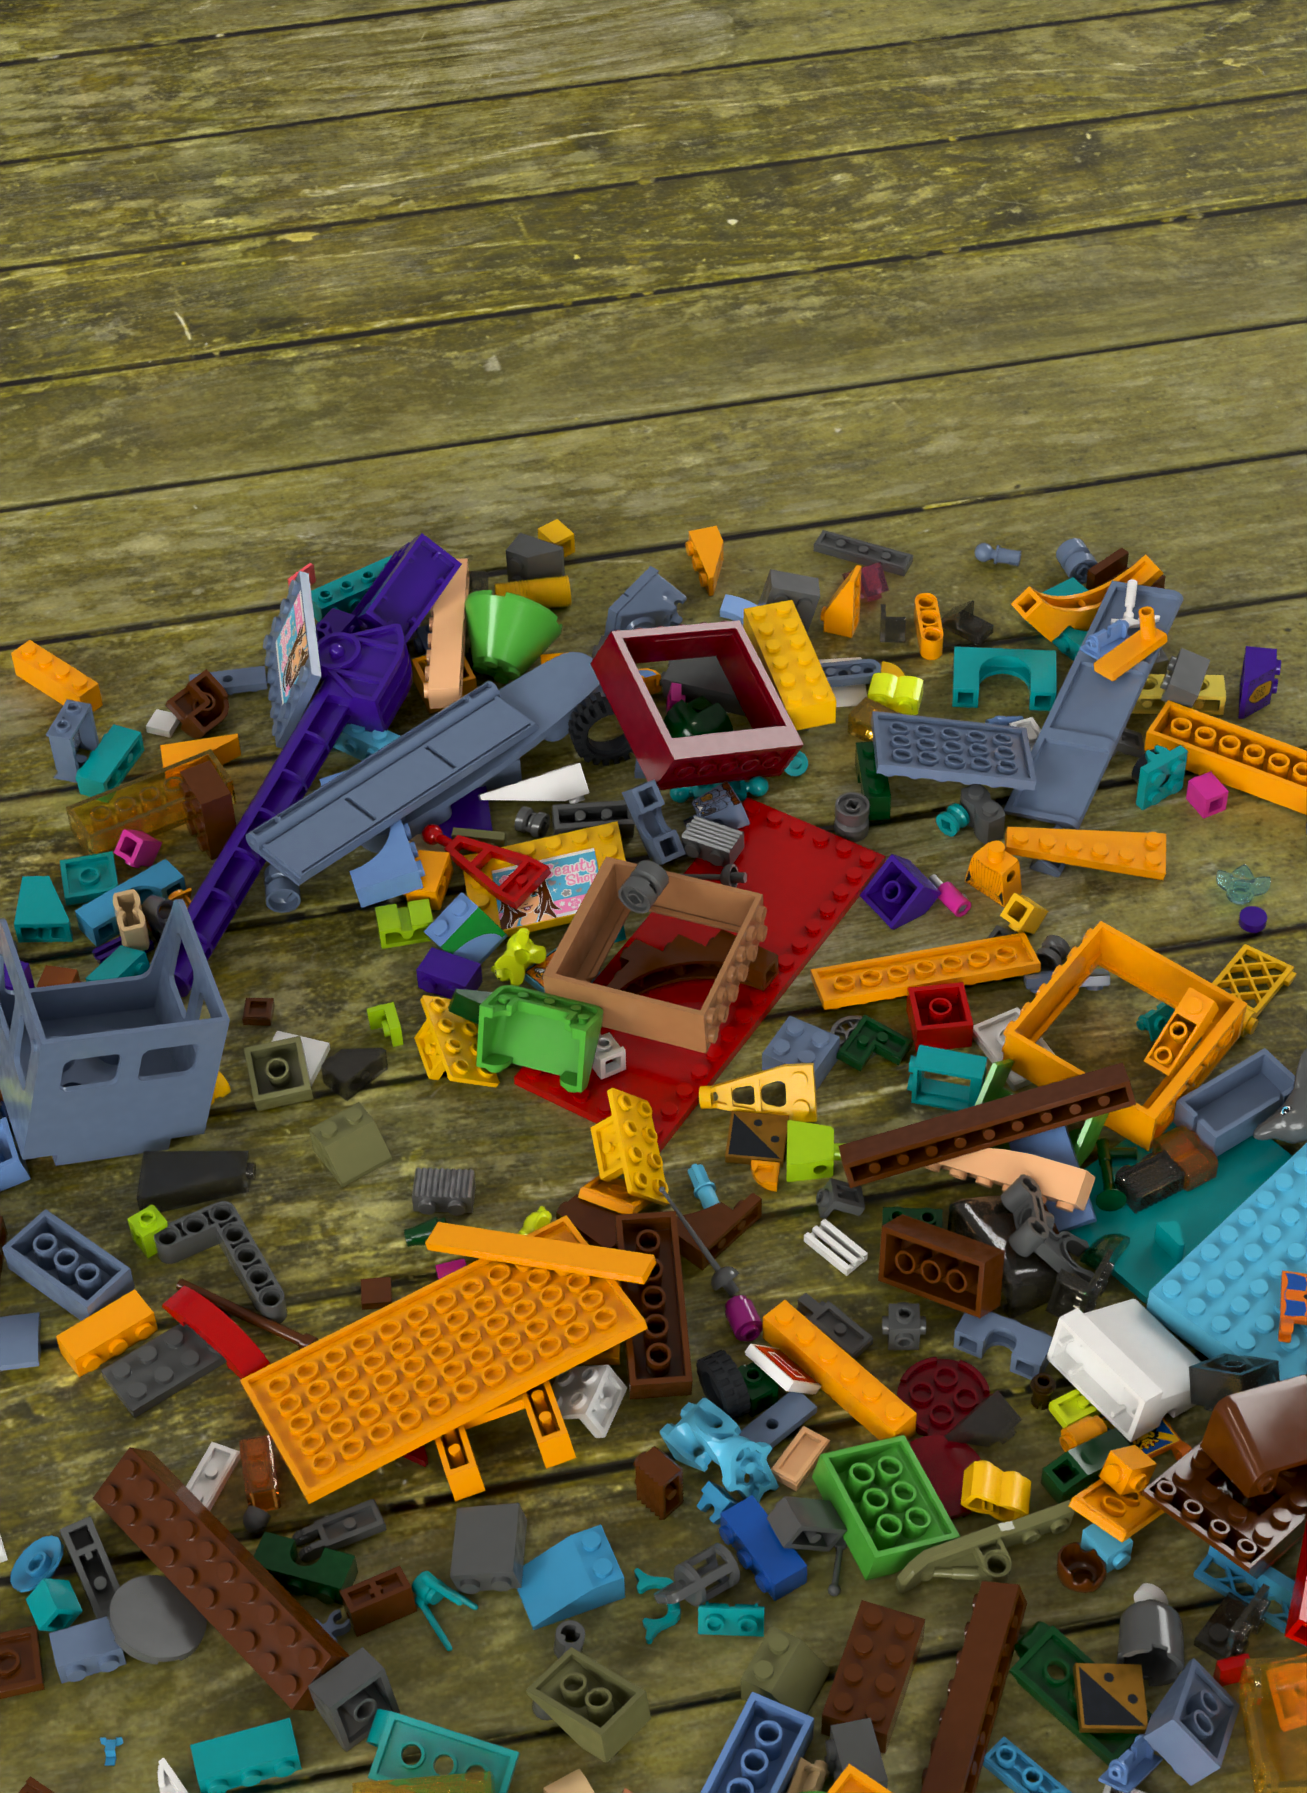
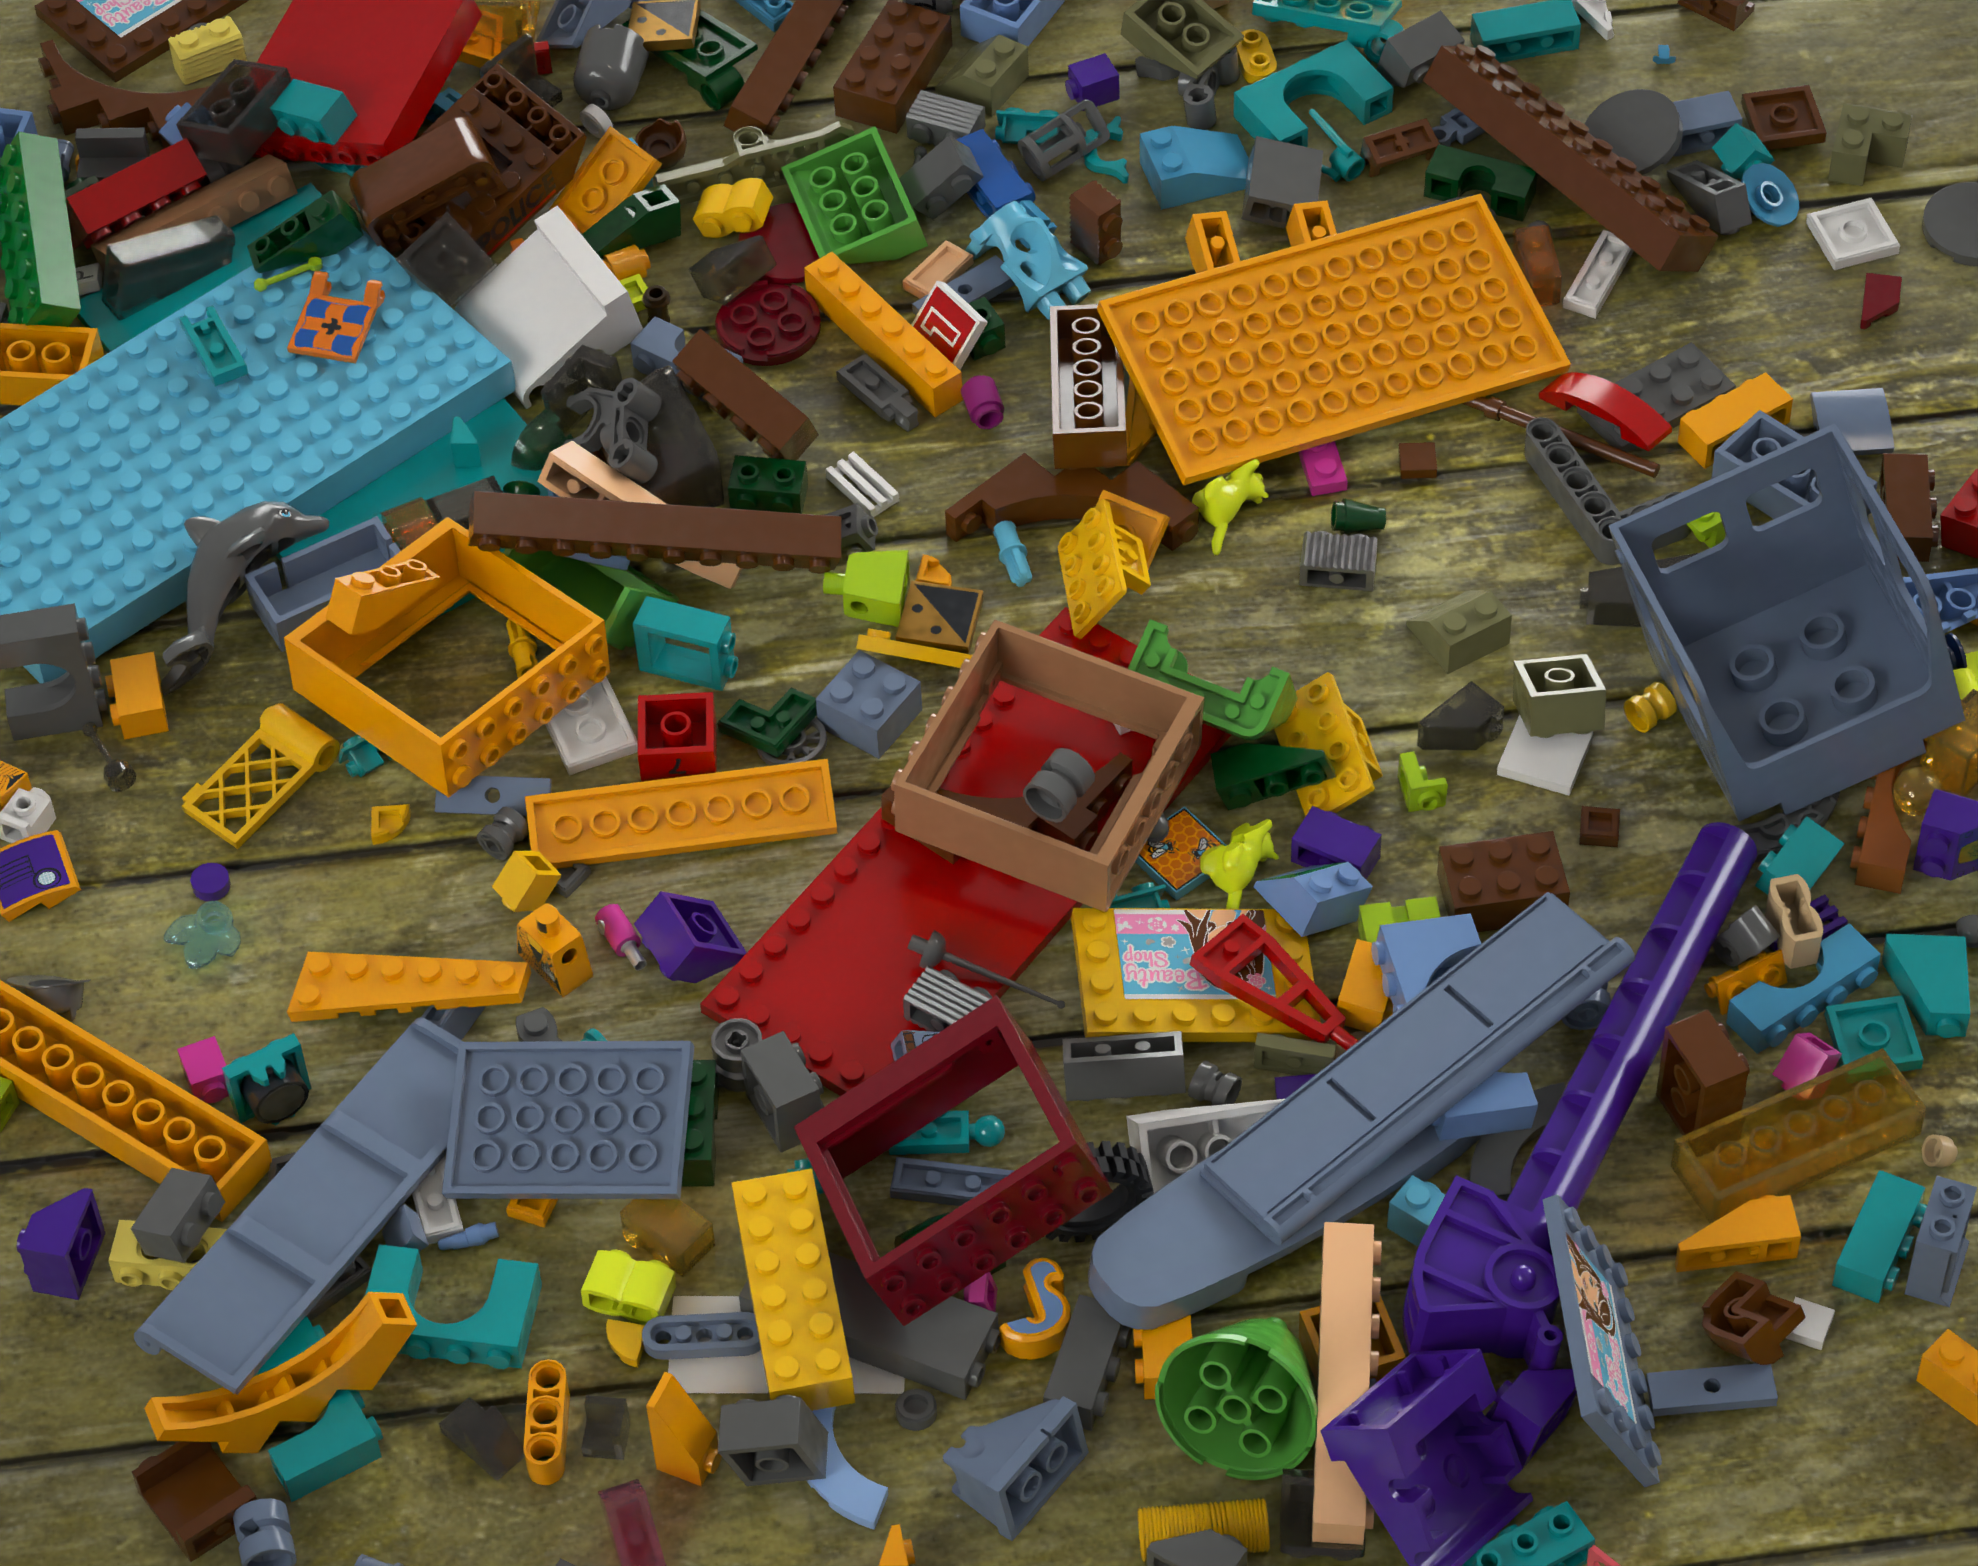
camera: 175 degrees left, 5 degrees up
(59, 815) = (1939, 1151): none -> tan hinge
(331, 955) = (1500, 877): none -> reddish brown brick
(438, 1694) = (1334, 72): none -> teal arch
(516, 1721) = (1255, 56): none -> yellow plate
(541, 1252) = (1219, 421): light orange tile -> none
(645, 808) = (1042, 1020): sand blue arch -> none
(675, 1669) = (1093, 80): none -> dark purple brick
(722, 1276) = (1001, 445): dark grey sword -> none
(723, 1384) = (1016, 306): black tyre -> none
(813, 1613) = (938, 116): none -> dark grey brick
(815, 787) = (780, 1087): none -> dark grey brick
(903, 1326) = (799, 377): dark grey brick -> none
(1039, 711) = (405, 1230): none -> sand blue slope
(1105, 640) = (283, 1265): medium blue hinge -> none
(1127, 1470) = (587, 203): light orange brick -> none
(1130, 604) = (234, 1301): white piece -> none
(1133, 648) = (250, 1241): light orange piece -> none

